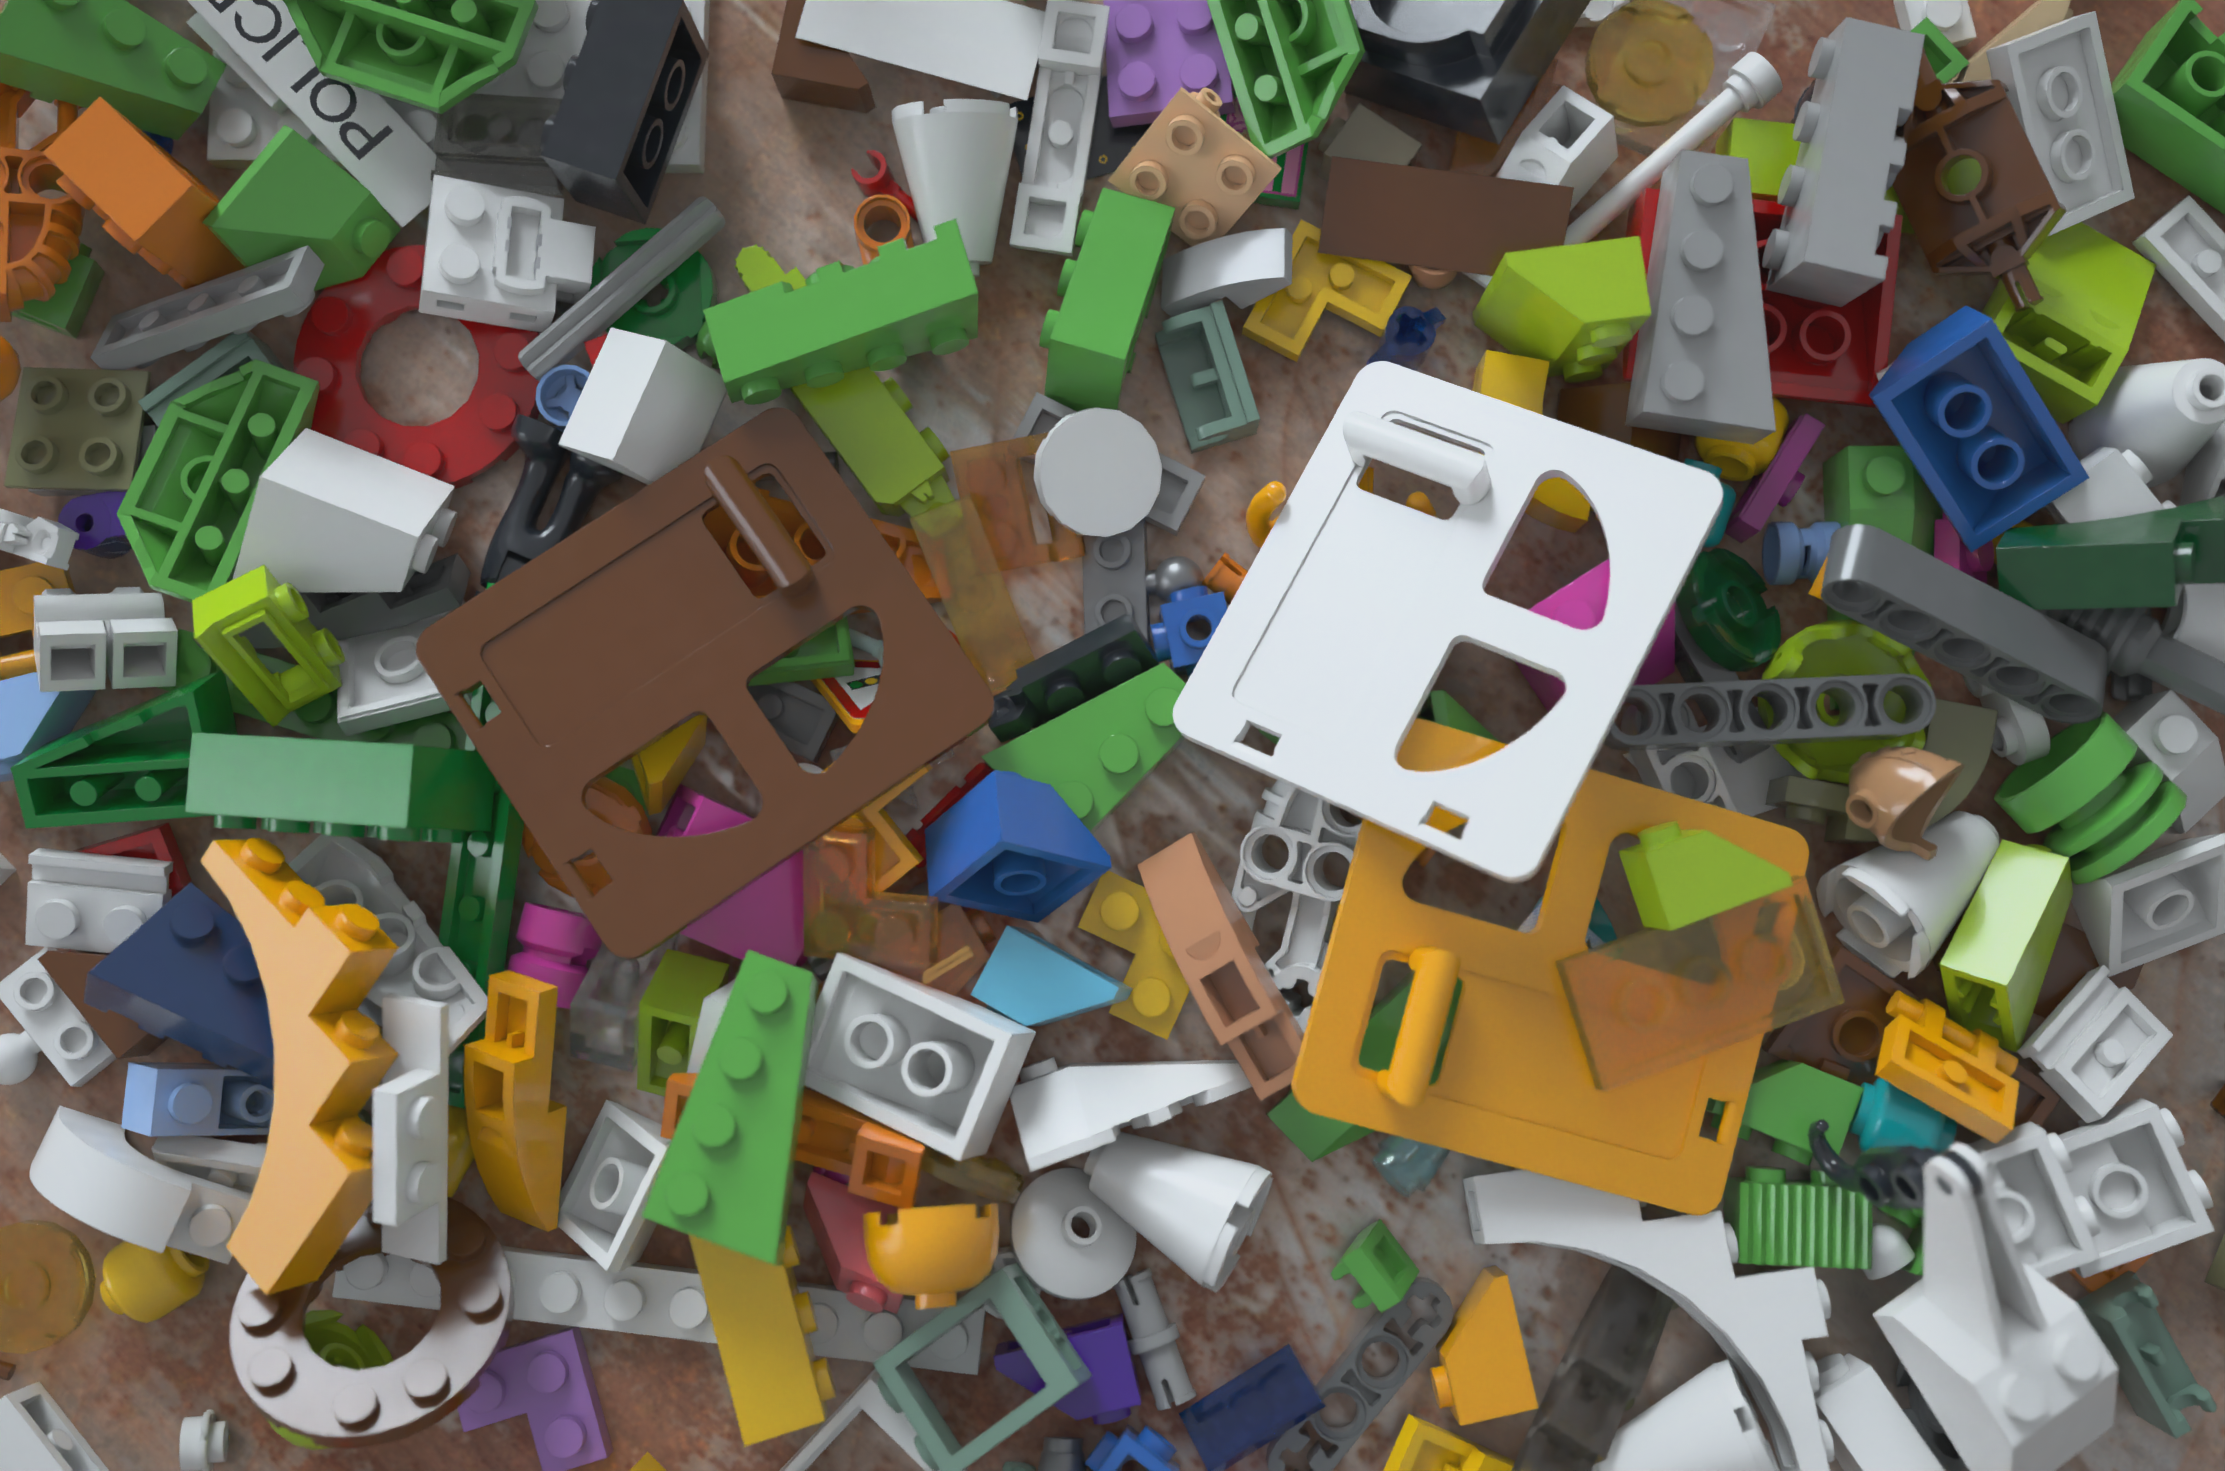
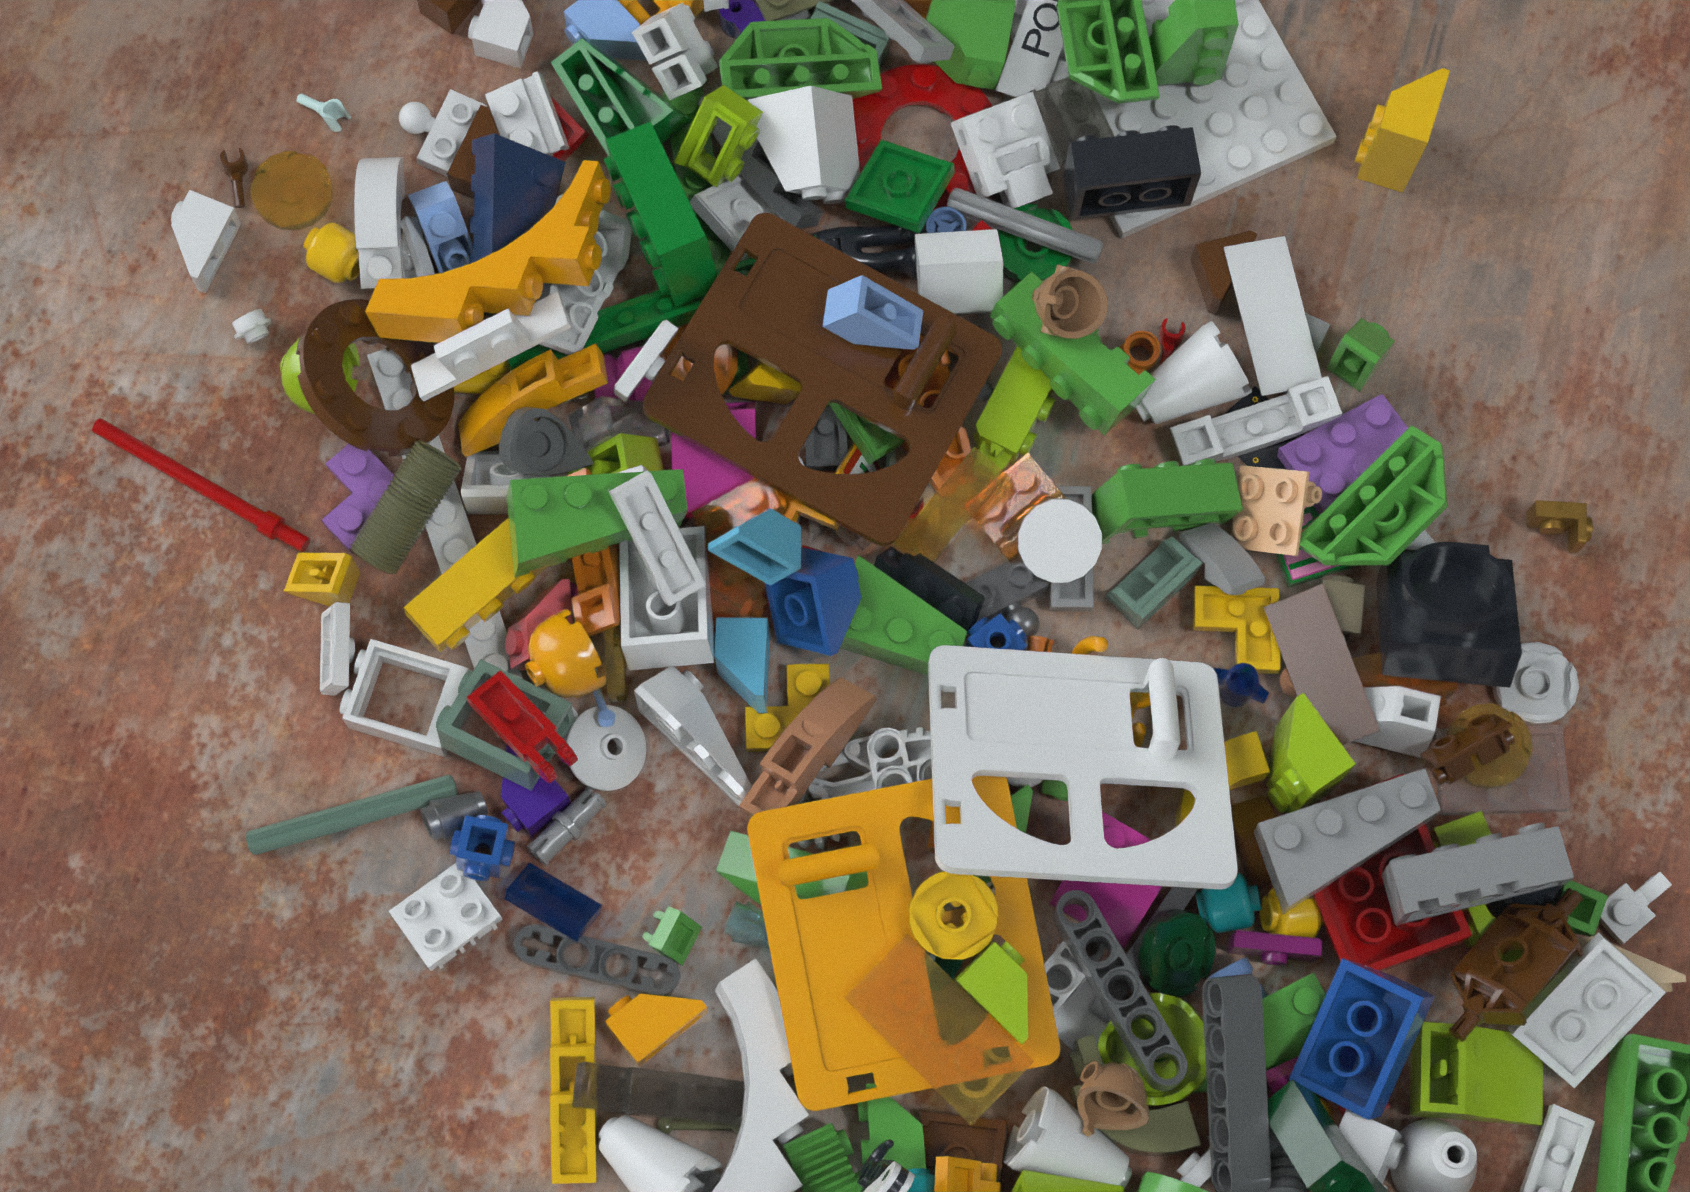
camera: 55 degrees right, 10 degrees down
(475, 428) = (900, 186): none -> green tile
(558, 920) = (647, 361): none -> white plate
(598, 1124) = (540, 445): none -> dark grey piece
(598, 1373) = (398, 520): none -> olive piece
(654, 565) = (872, 315): none -> light blue slope
(785, 277) = (1070, 303): none -> medium nougat helmet
(833, 1039) = (657, 538): none -> white plate
(915, 890) = (762, 546): none -> medium azure slope
(1002, 1364) = (520, 724): none -> red hinge
(1036, 1217) = (605, 717): none -> light blue hinge
(1182, 1201) = (656, 801): white cone -> none
(1596, 914) = (978, 920): none -> yellow plate
(1646, 65) = (1485, 737): none -> reddish brown hinge
(1749, 86) = (1503, 809): white piece -> none

